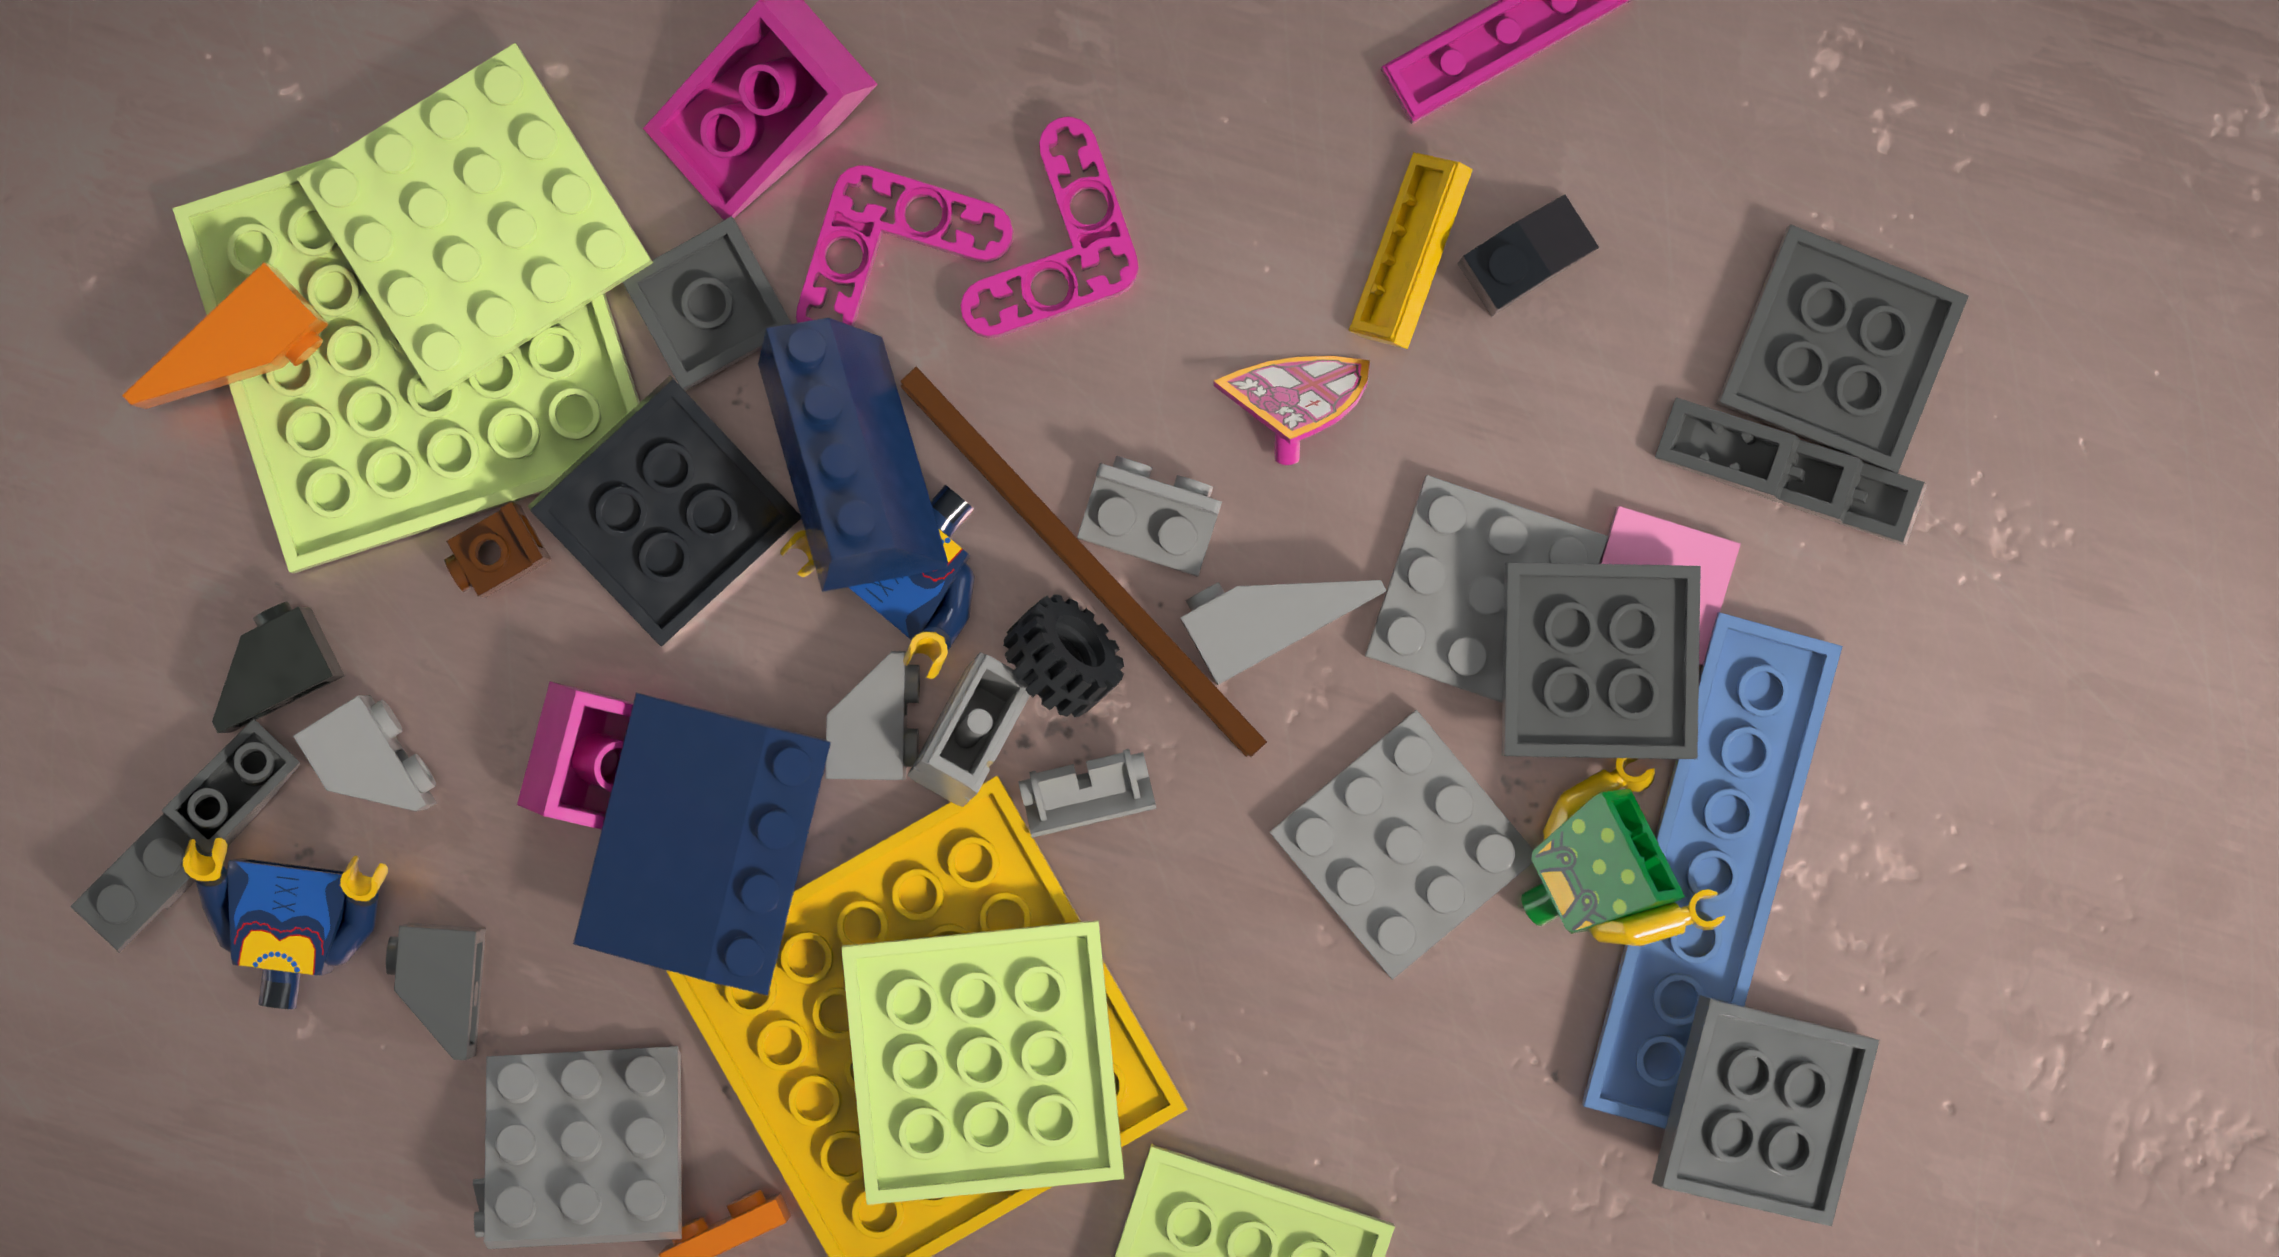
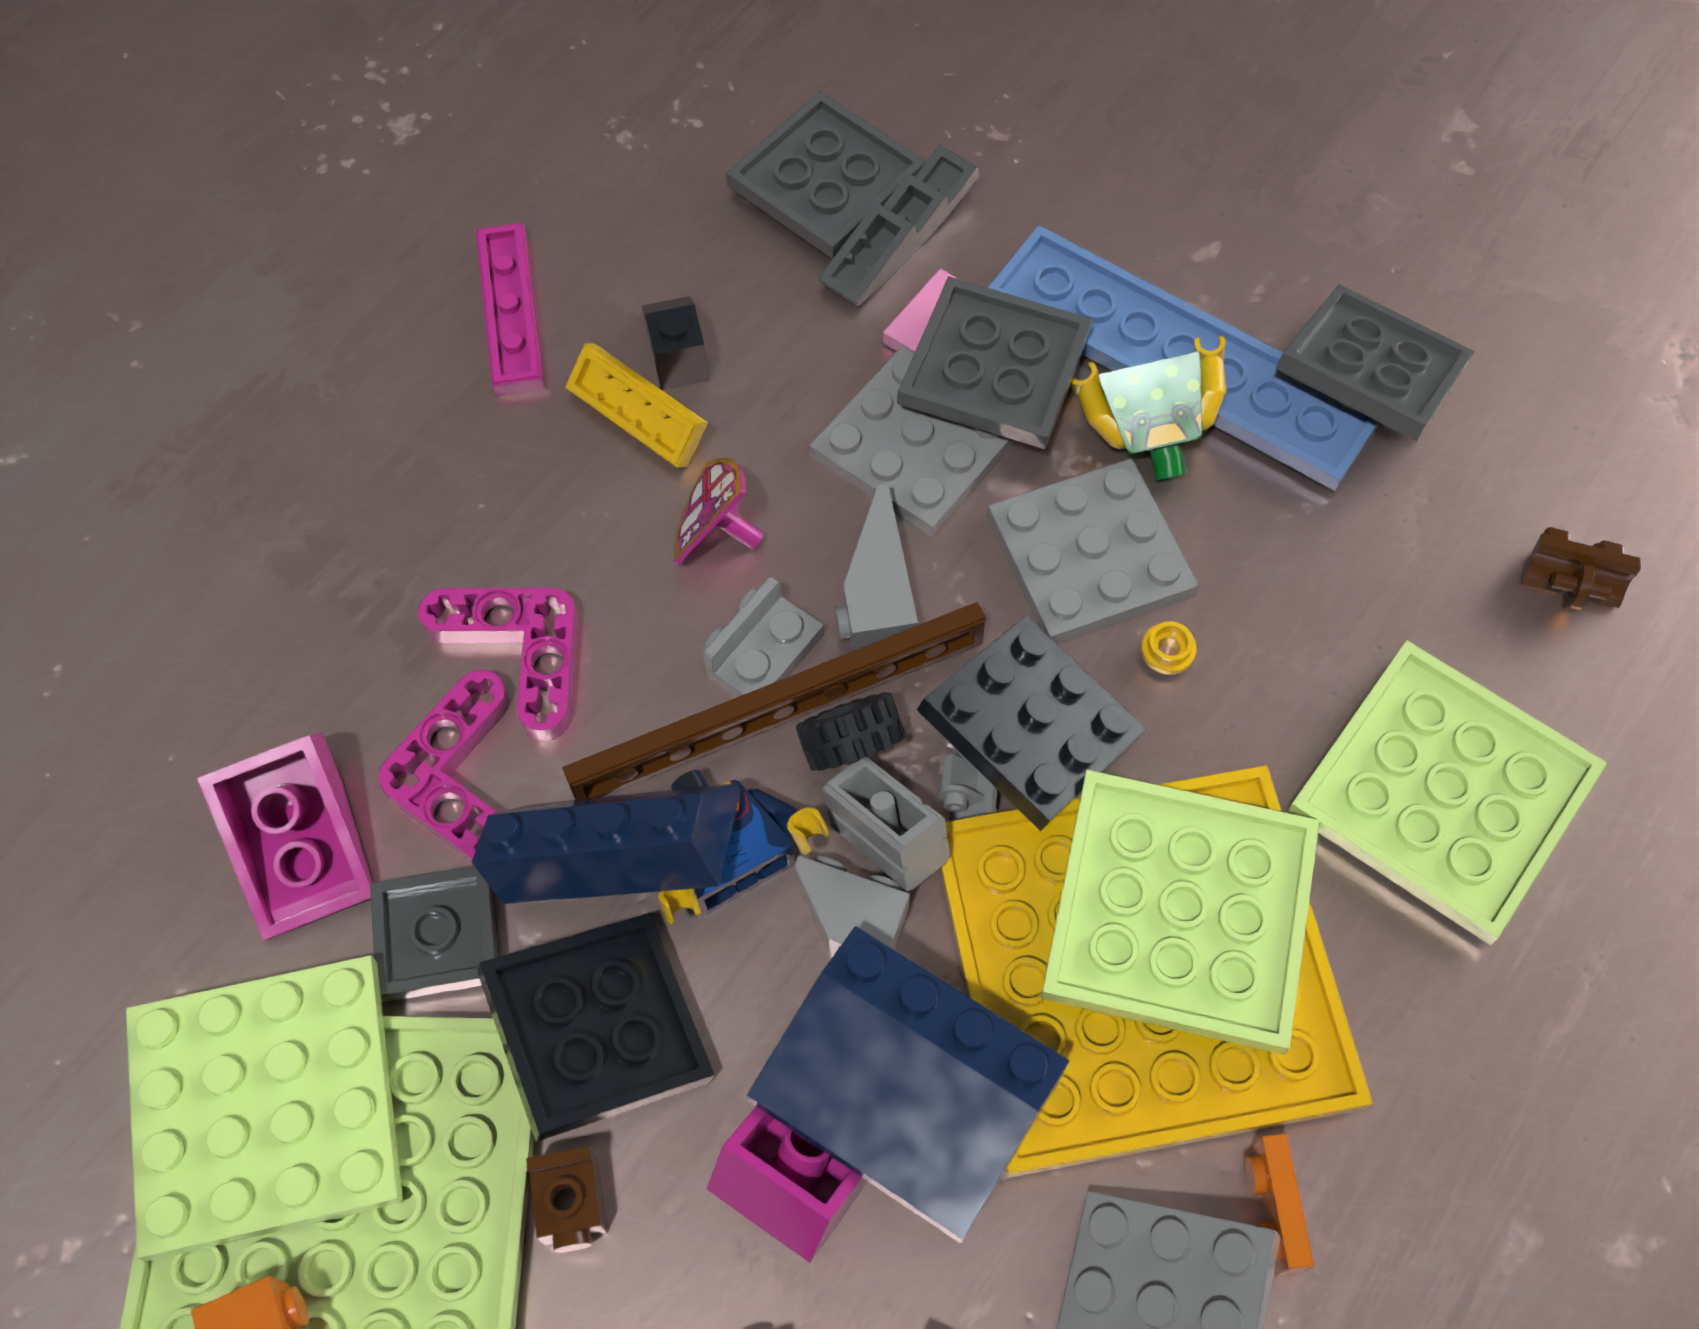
camera: 75 degrees left, 25 degrees down
(1147, 845) = (1031, 721): none -> plate
(1304, 987) = (1172, 635): none -> yellow plate

